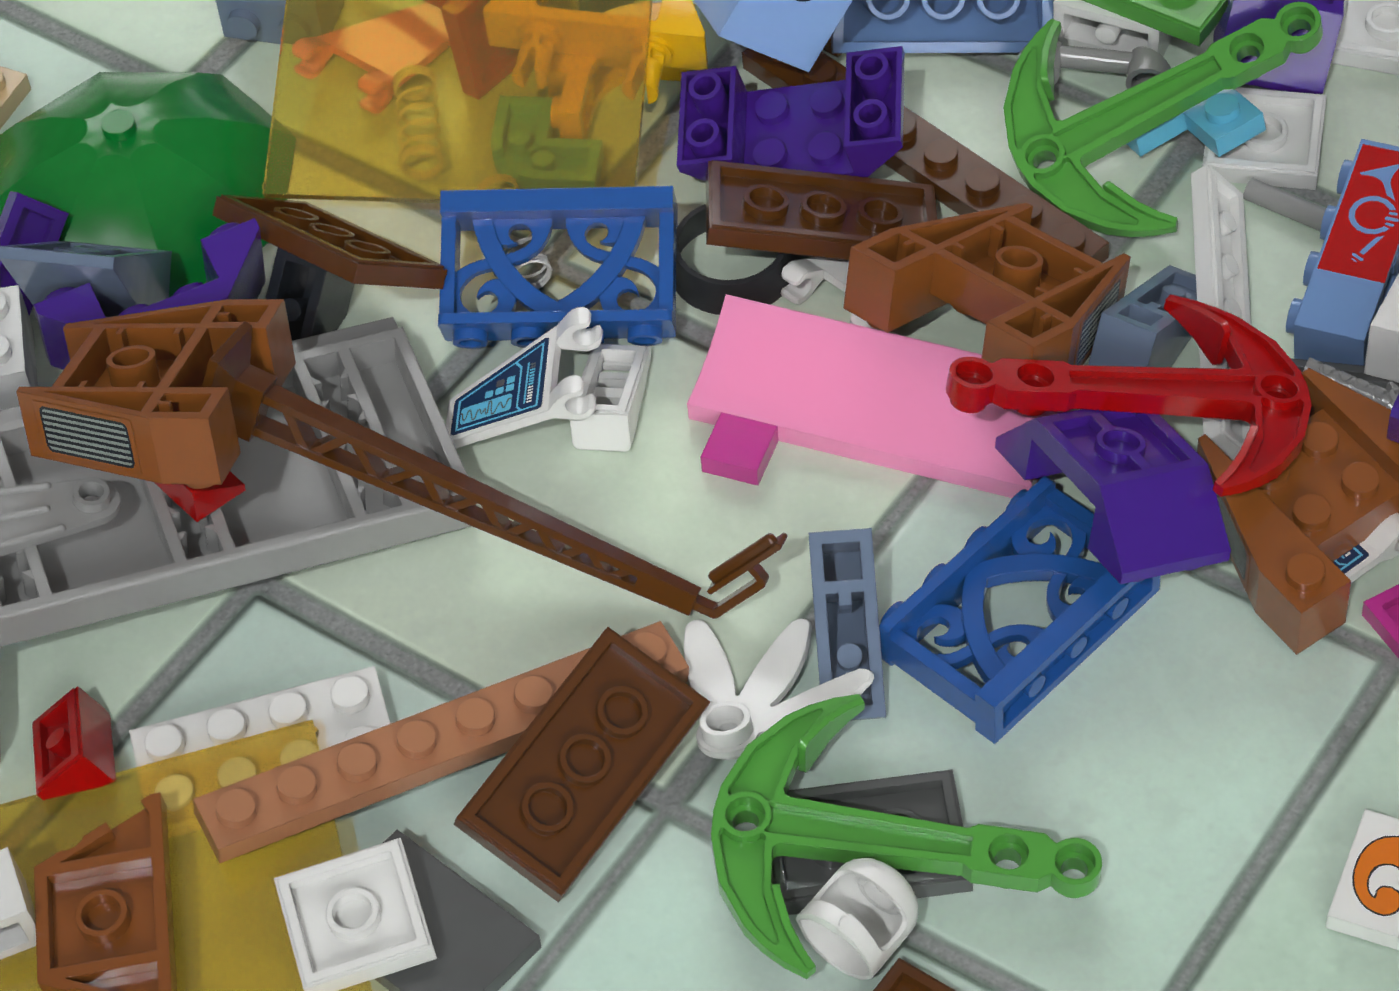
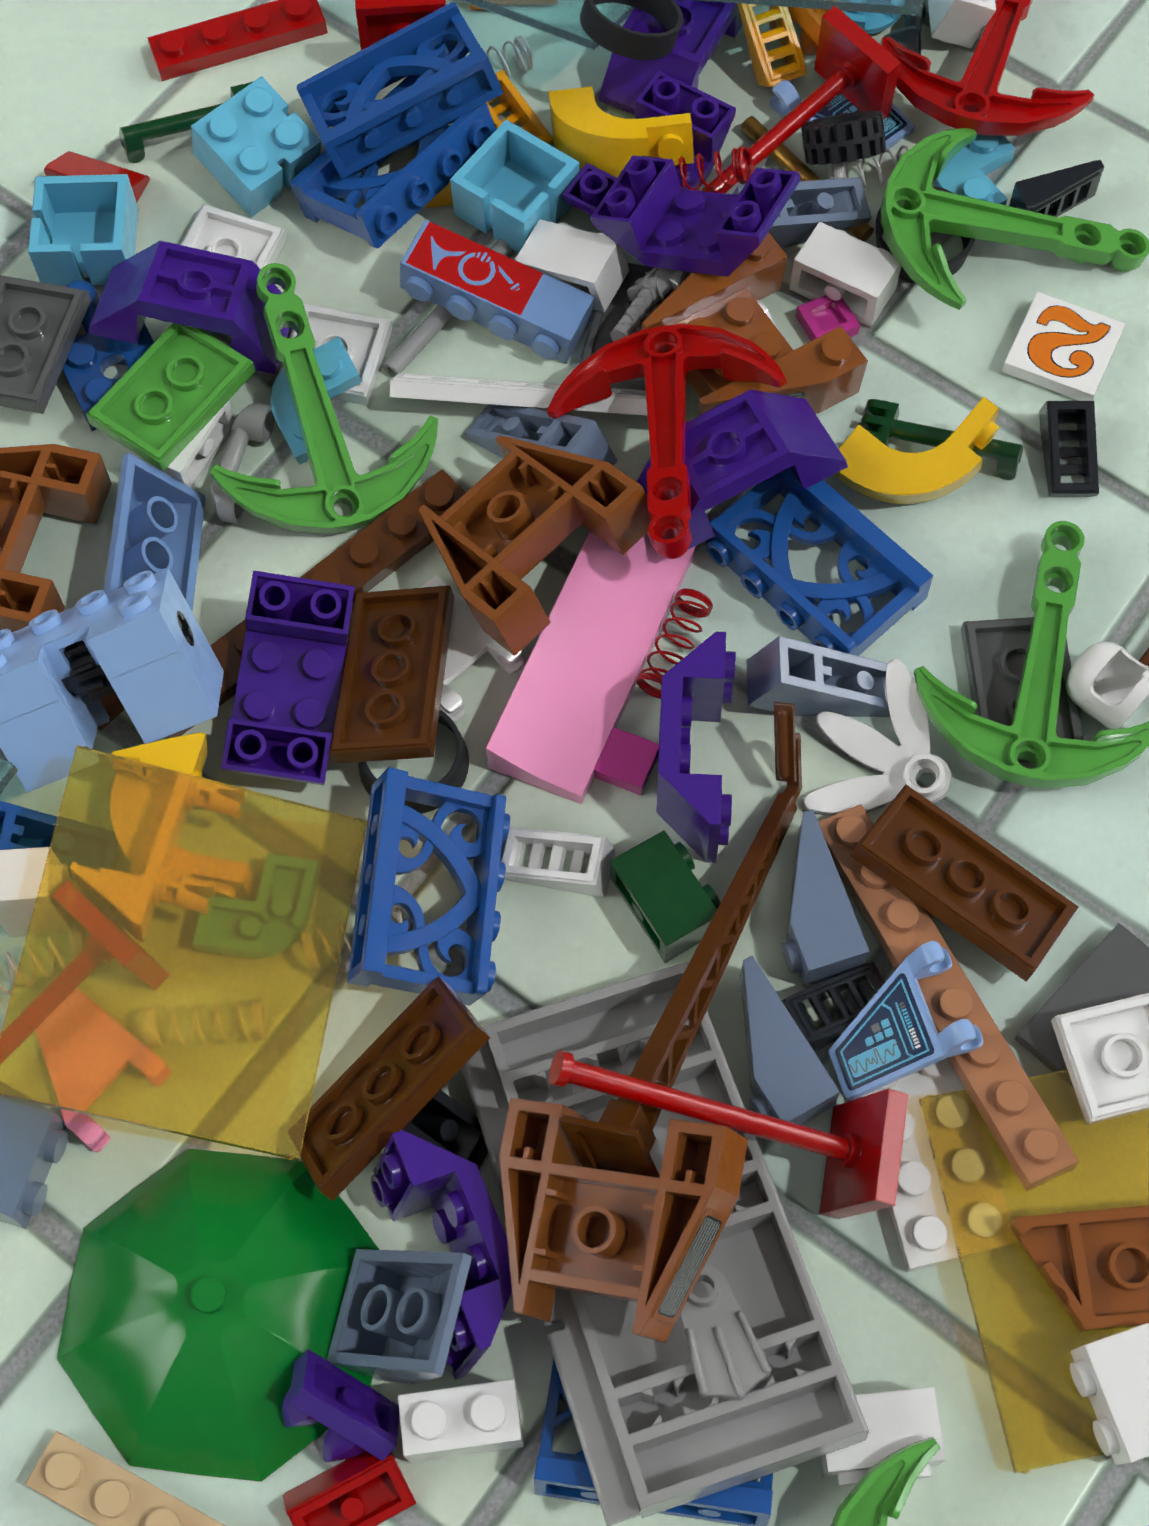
camera: 90 degrees left, 15 degrees up
(73, 746) = (934, 1317): red slope -> none
(245, 652) = (860, 1148): none -> red tile
(373, 594) = (782, 1066): none -> sand blue slope
(382, 680) = (896, 1030): none -> flag
(416, 621) = (831, 988): none -> black slope
(526, 386) = (559, 929): flag -> none
(544, 621) = (822, 926): none -> sand blue slope
(570, 474) = (665, 894): none -> dark green brick
(729, 460) = (690, 693): none -> dark purple slope
(837, 459) = (689, 609): none -> red piece
(1152, 675) = (919, 476): none -> yellow arch
(1240, 690) = (883, 423): none -> dark green hinge
(1256, 866) = (1083, 415): none -> black slope

